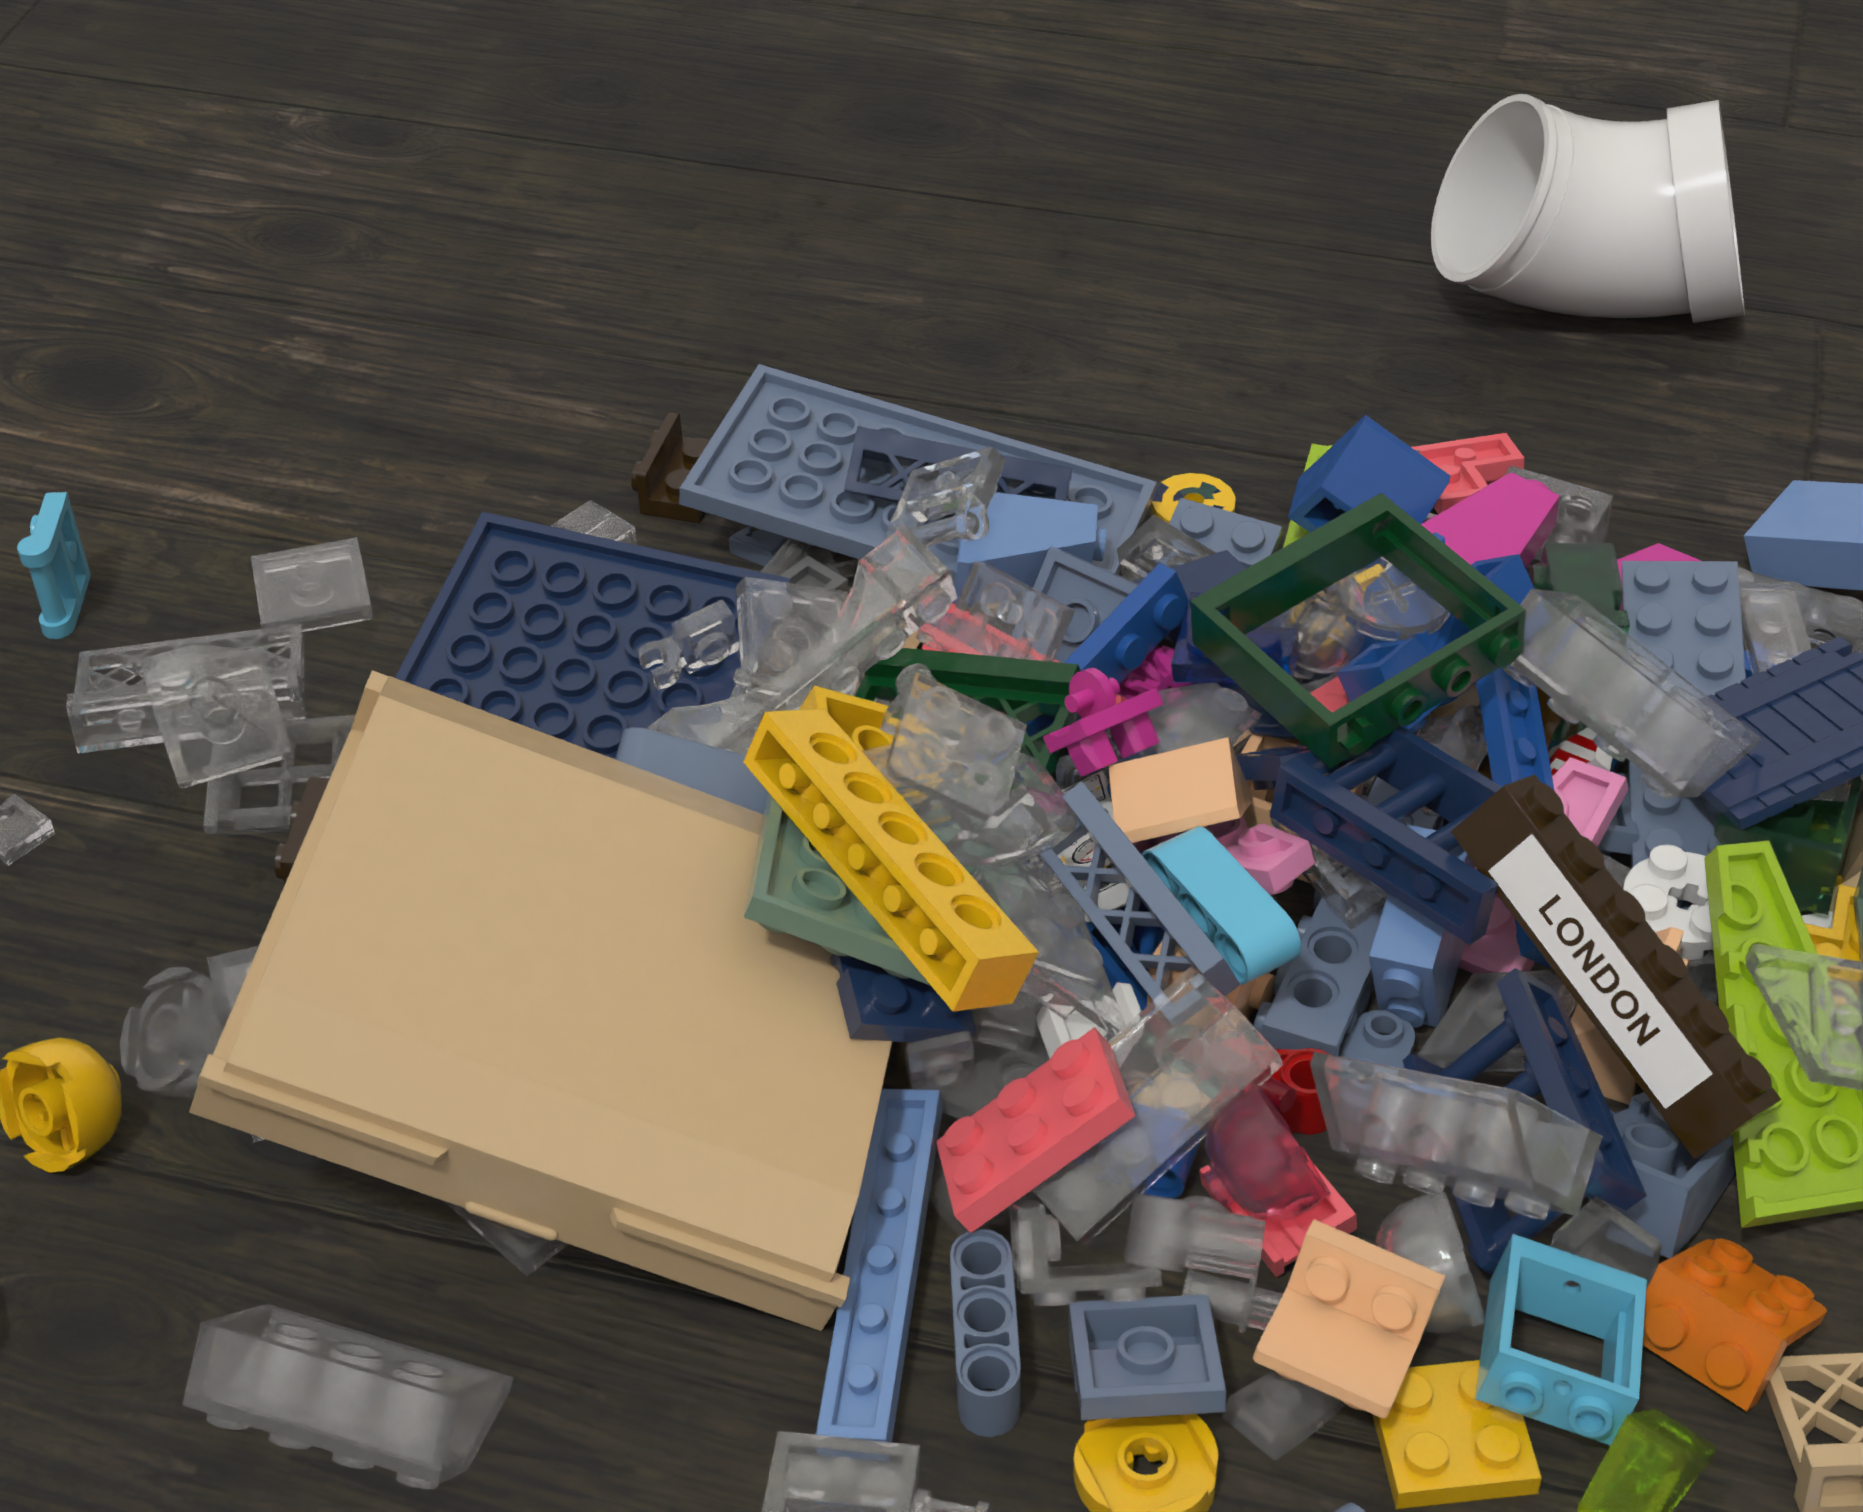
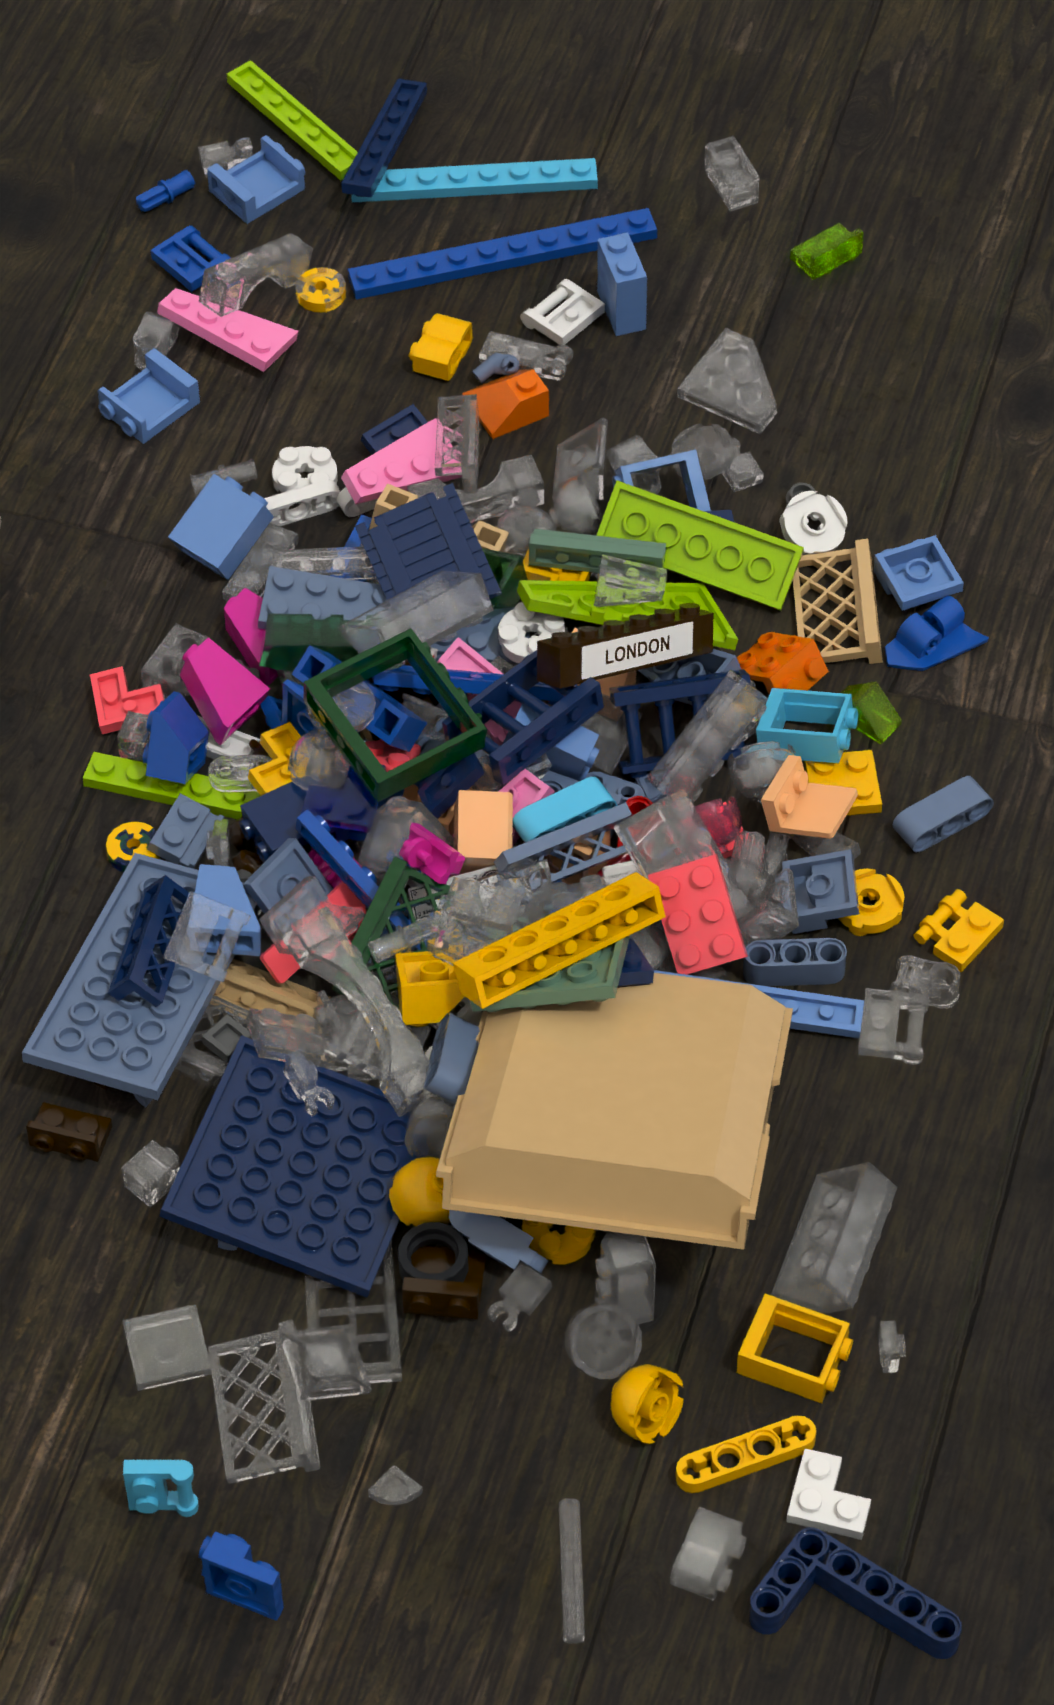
camera: 90 degrees left, 10 degrees up
(97, 1471) = (890, 1346): none -> clear plate
(145, 1261) = (802, 1321): none -> yellow window

